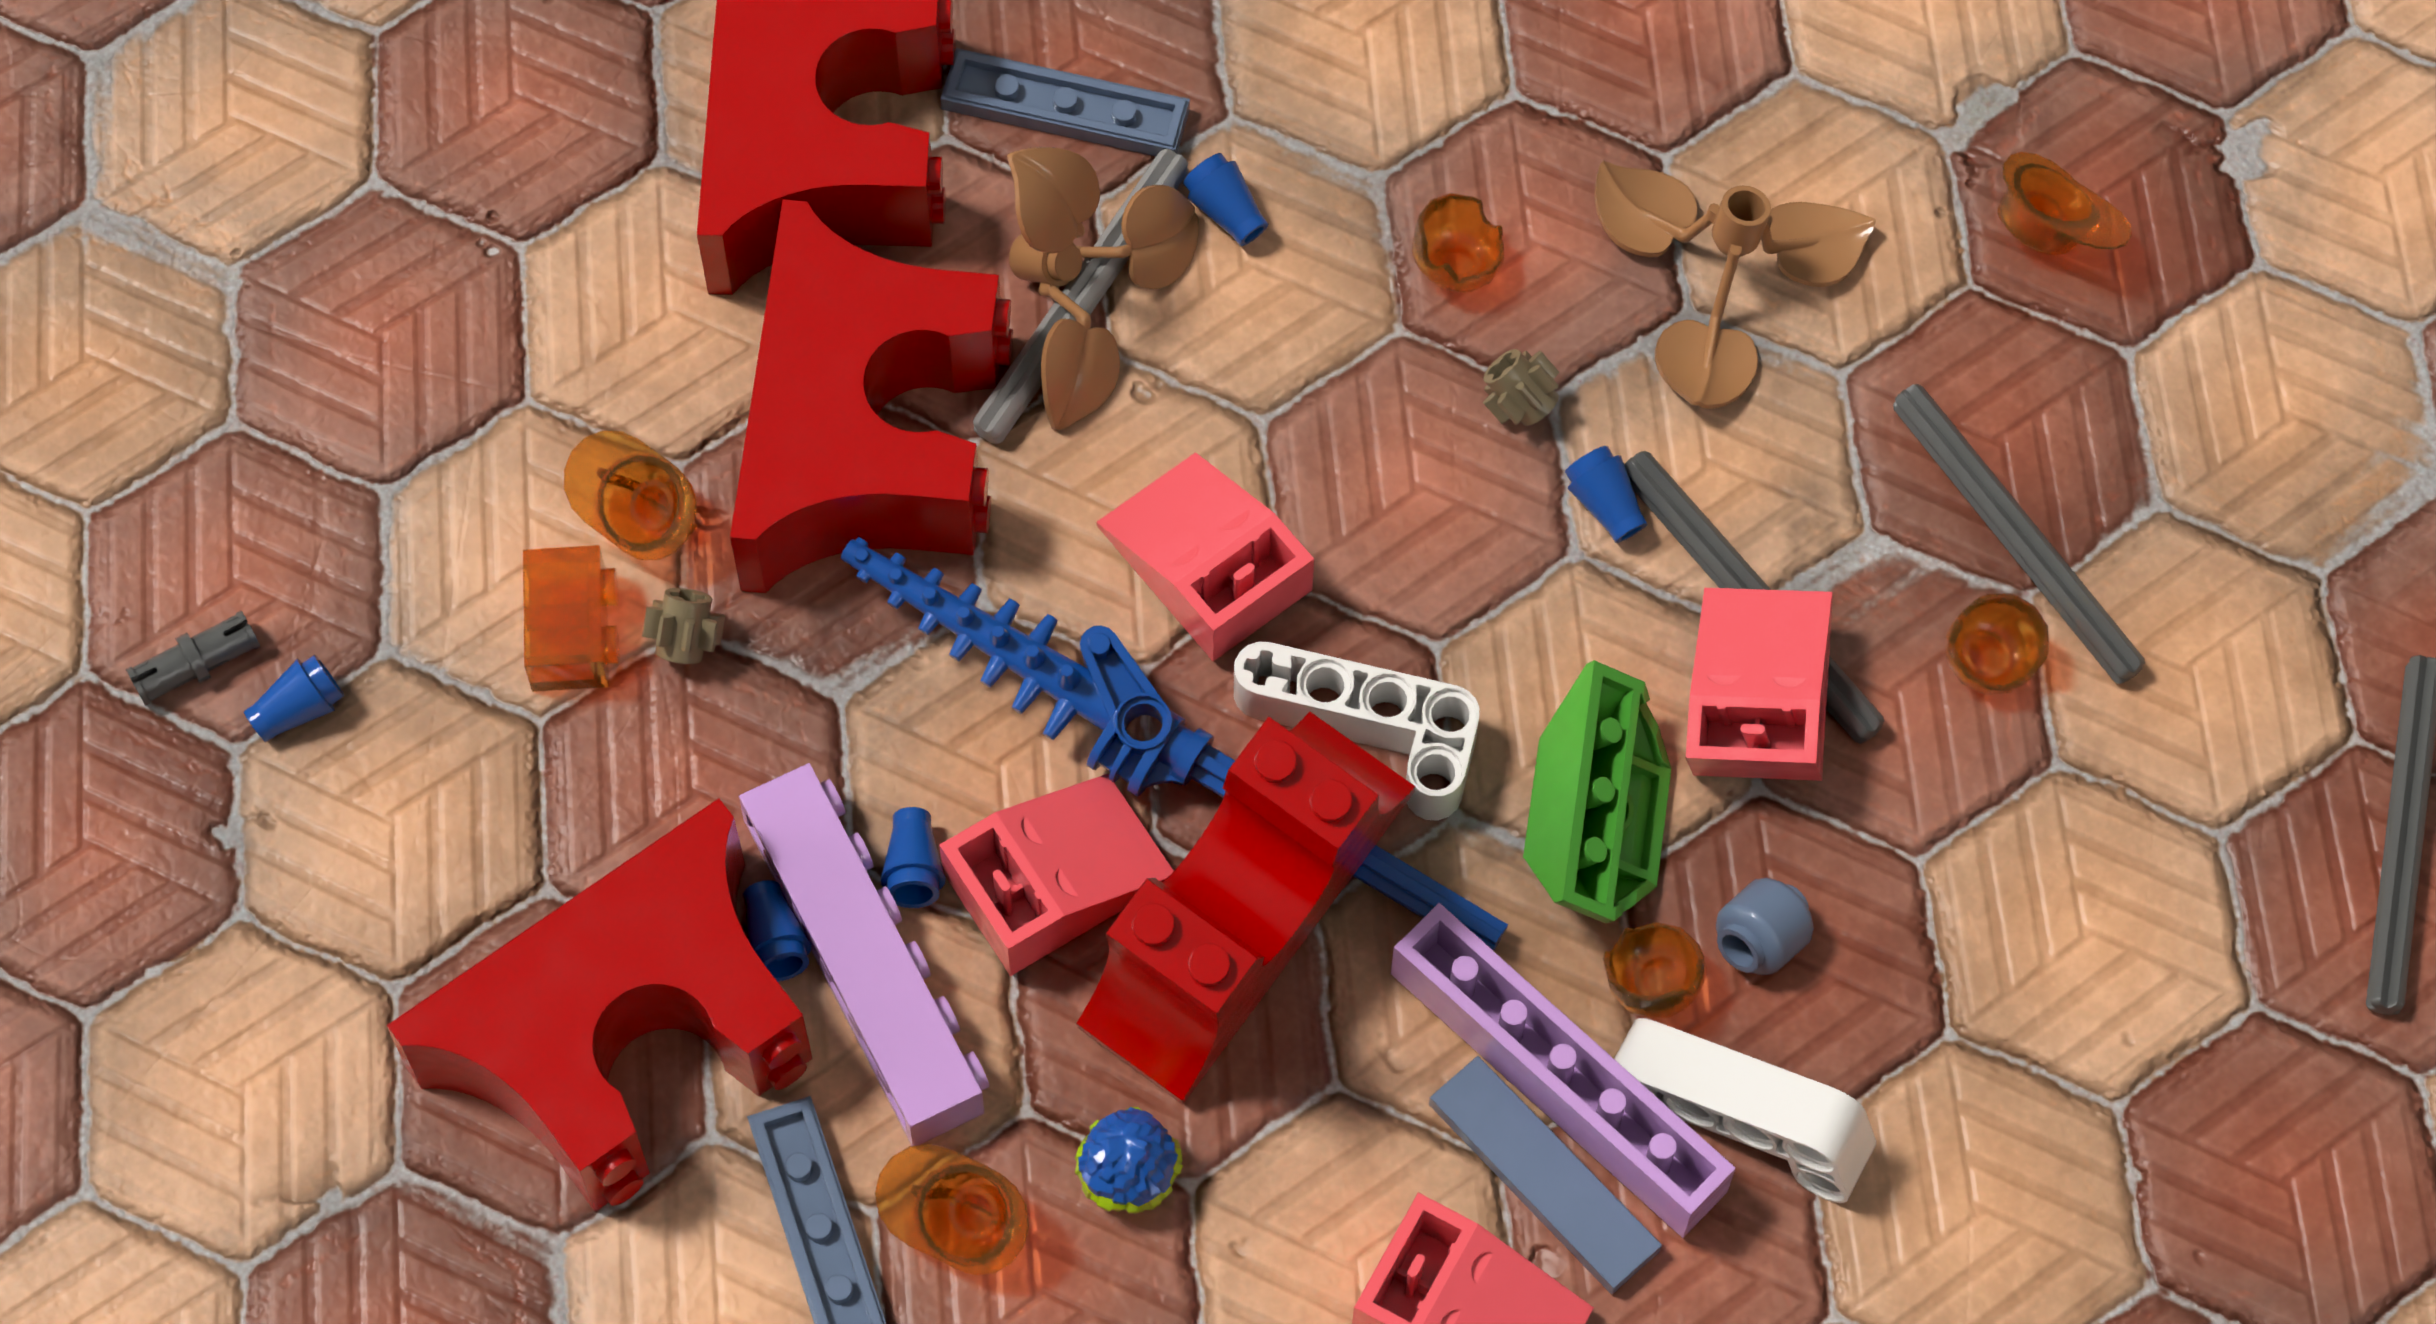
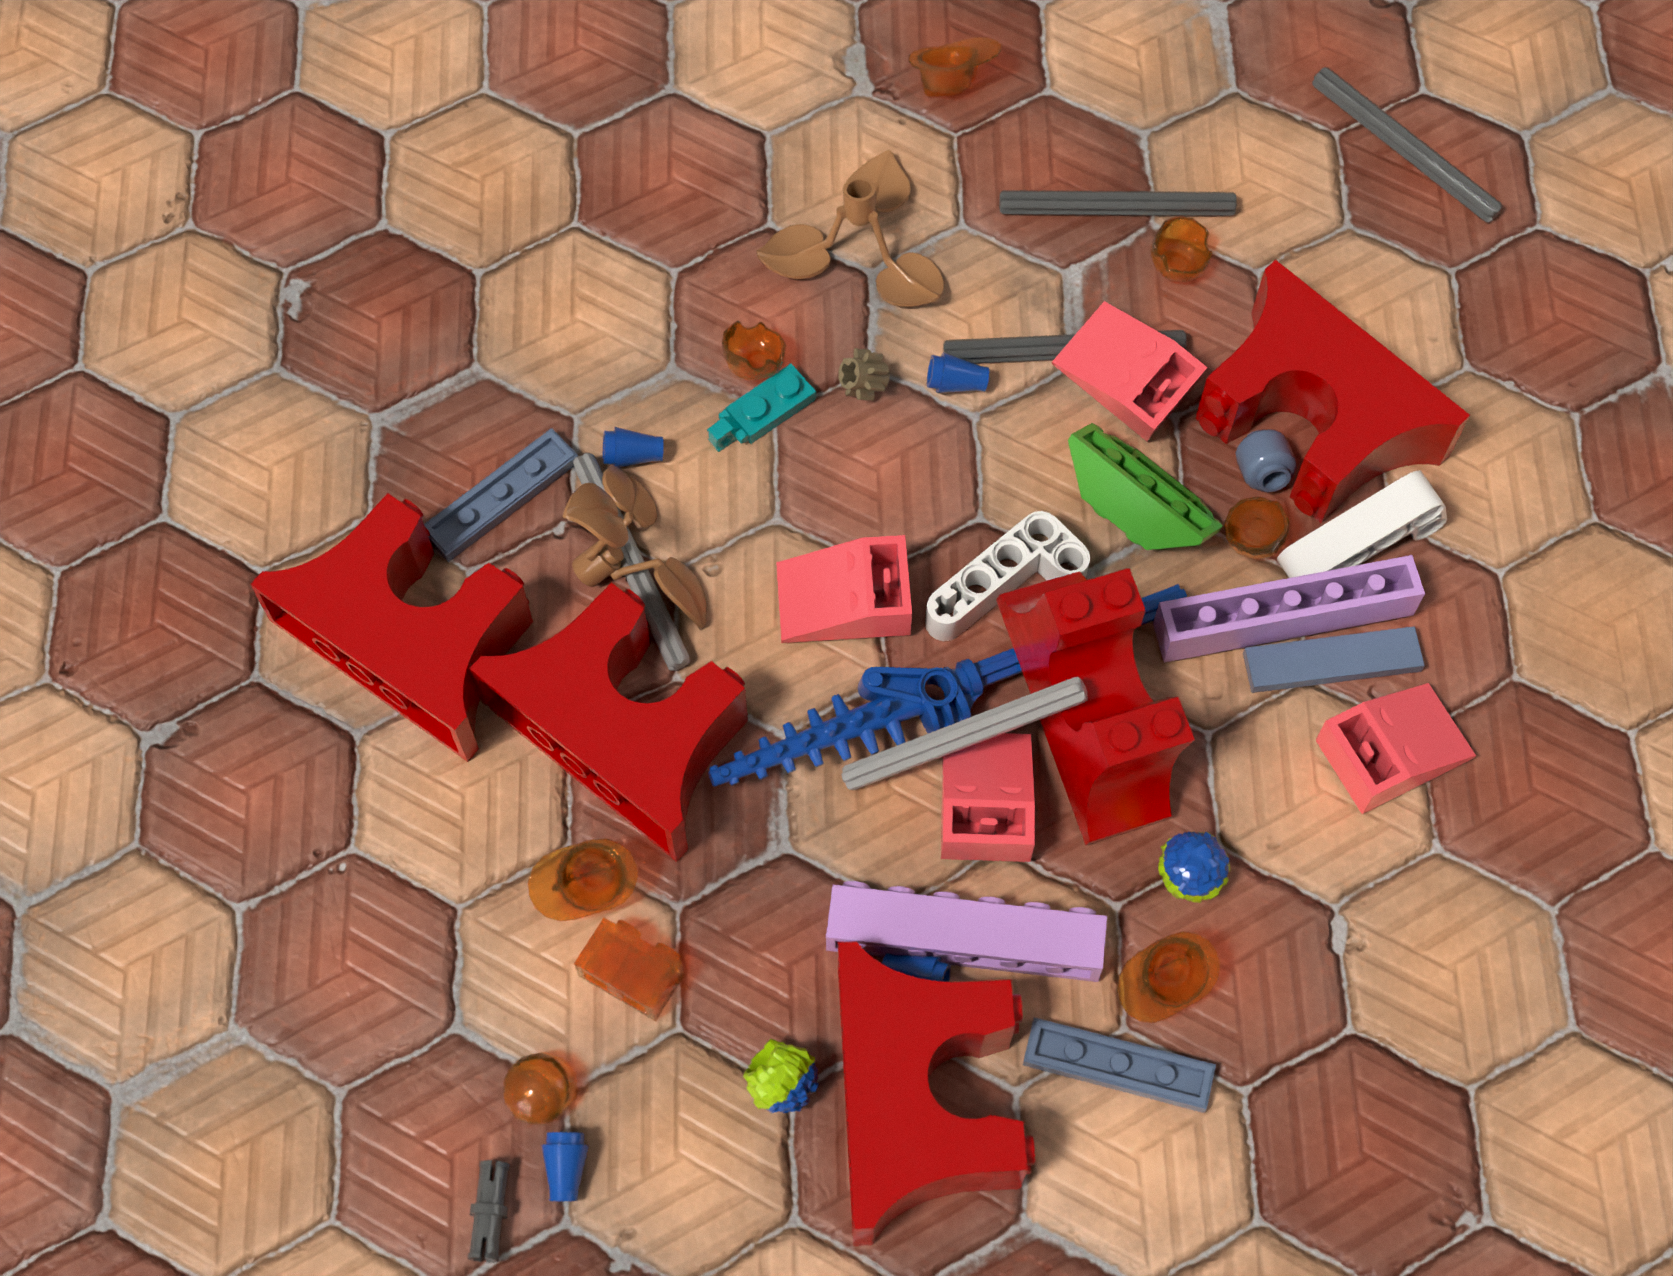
camera: 55 degrees left, 0 degrees up
(368, 618) = (539, 1088): none -> clear orange hair
(542, 858) = (781, 1077): none -> lime piece
(683, 625) = (685, 904): dark tan gear -> none
(912, 860) = (924, 868): blue cone -> none
(1094, 783) = (965, 733): none -> light grey axle
(1393, 308) = (762, 409): none -> teal hinge
(1939, 884) = (1329, 370): none -> red piece

